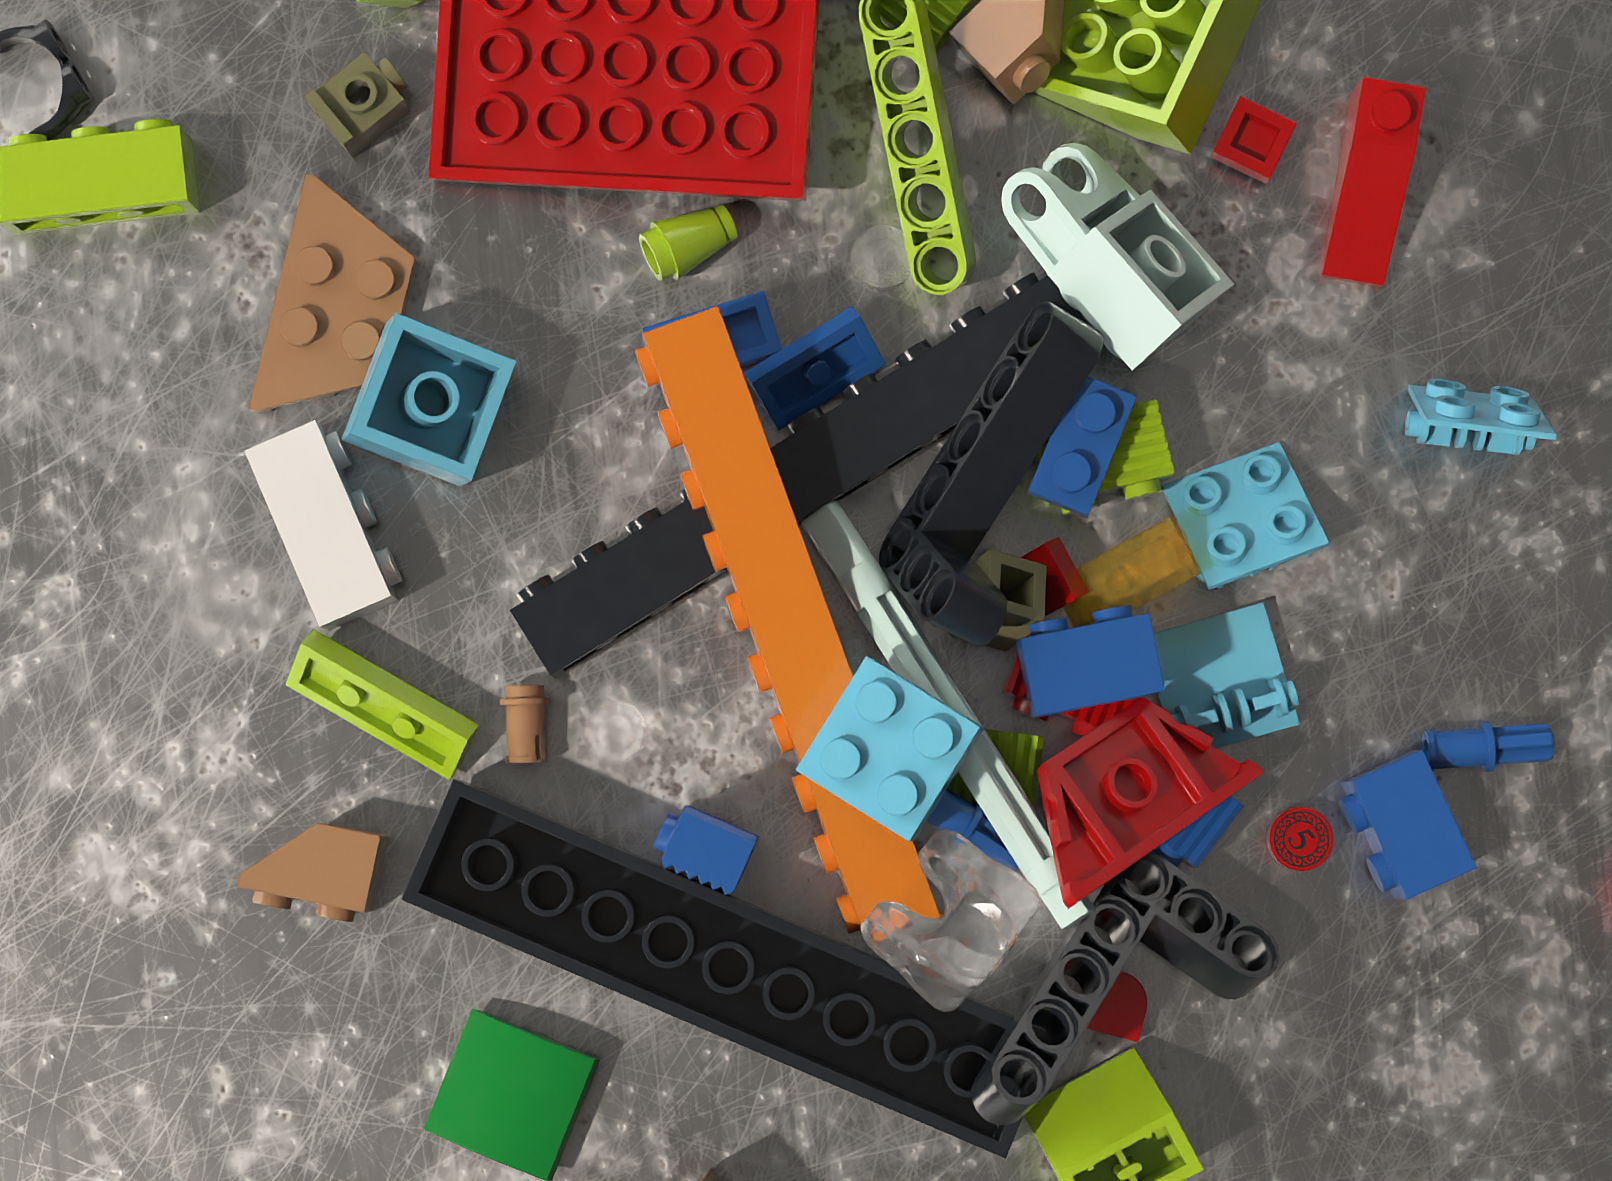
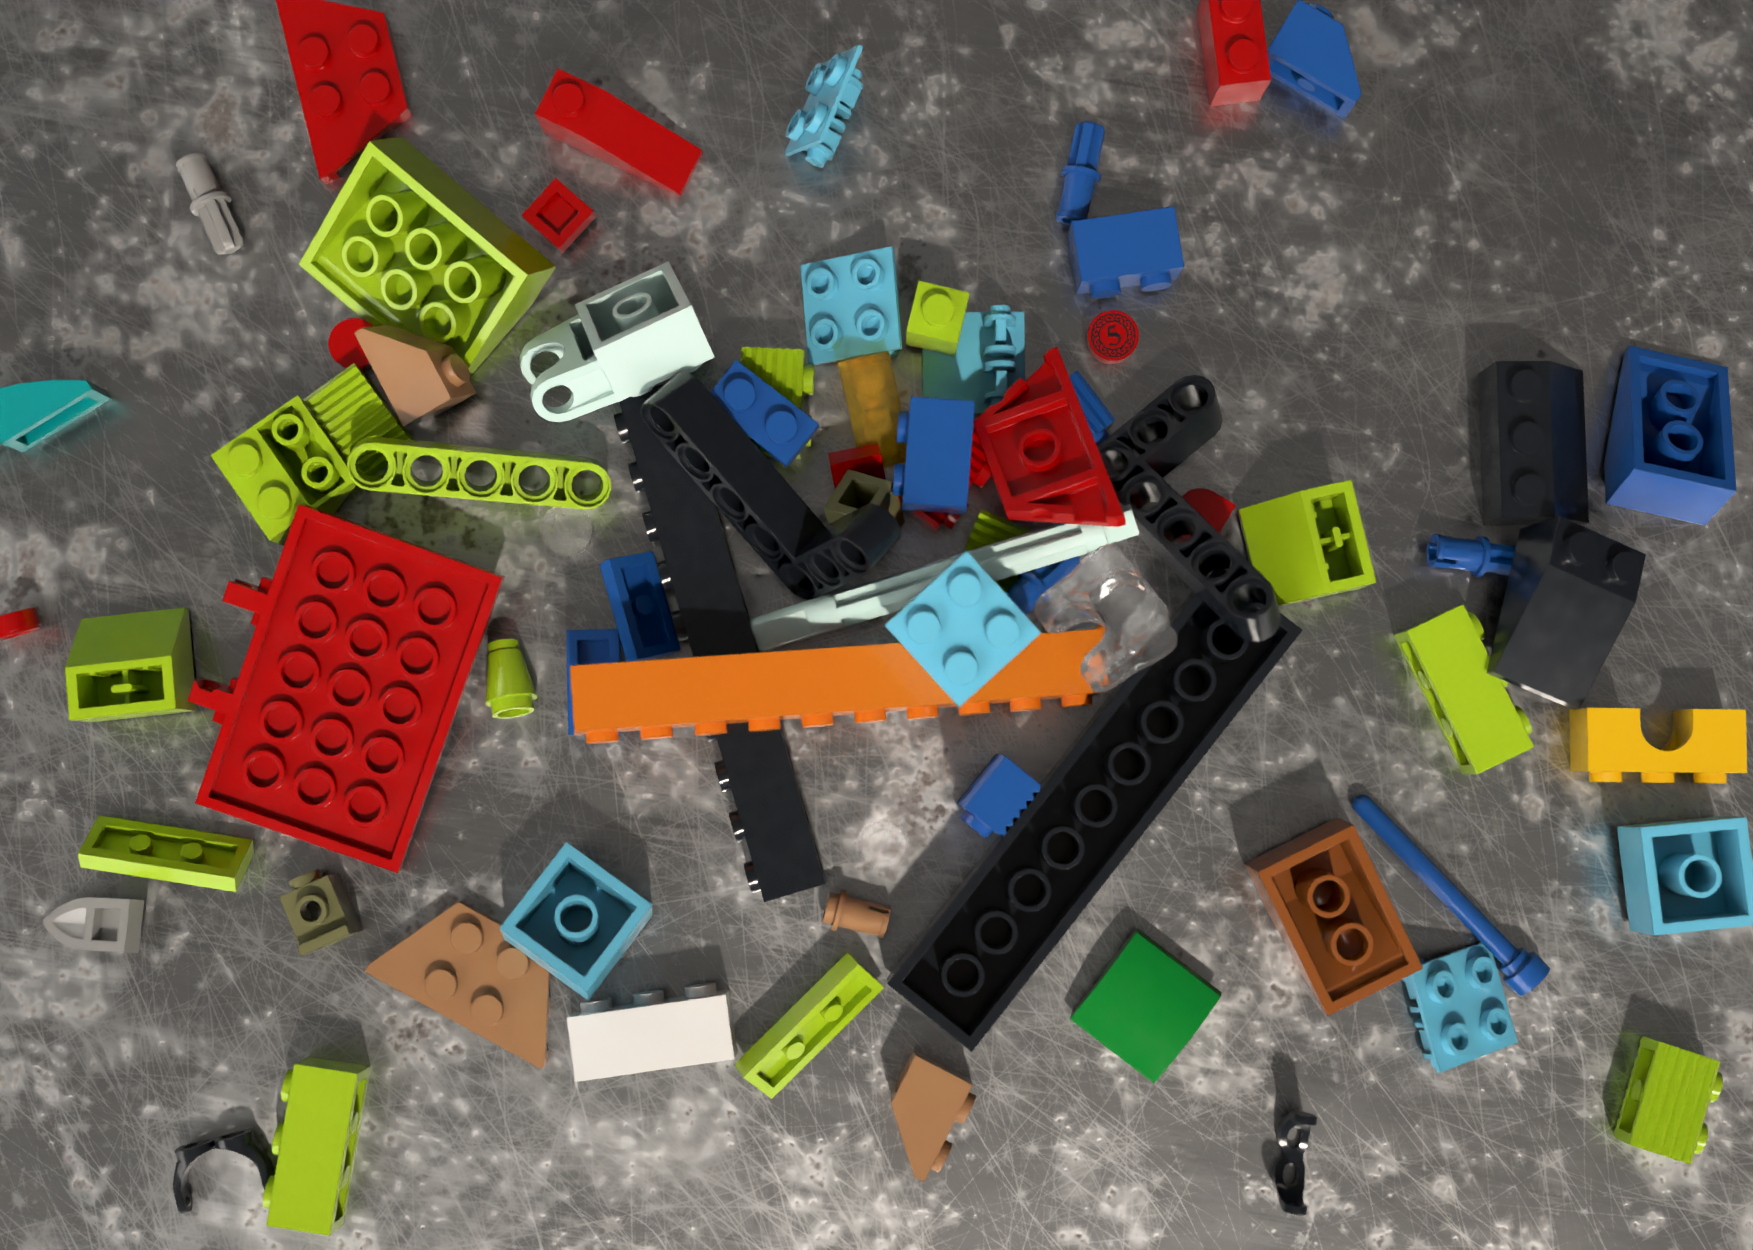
camera: 75 degrees left, 0 degrees up
(1257, 620) = (937, 318): none -> lime brick

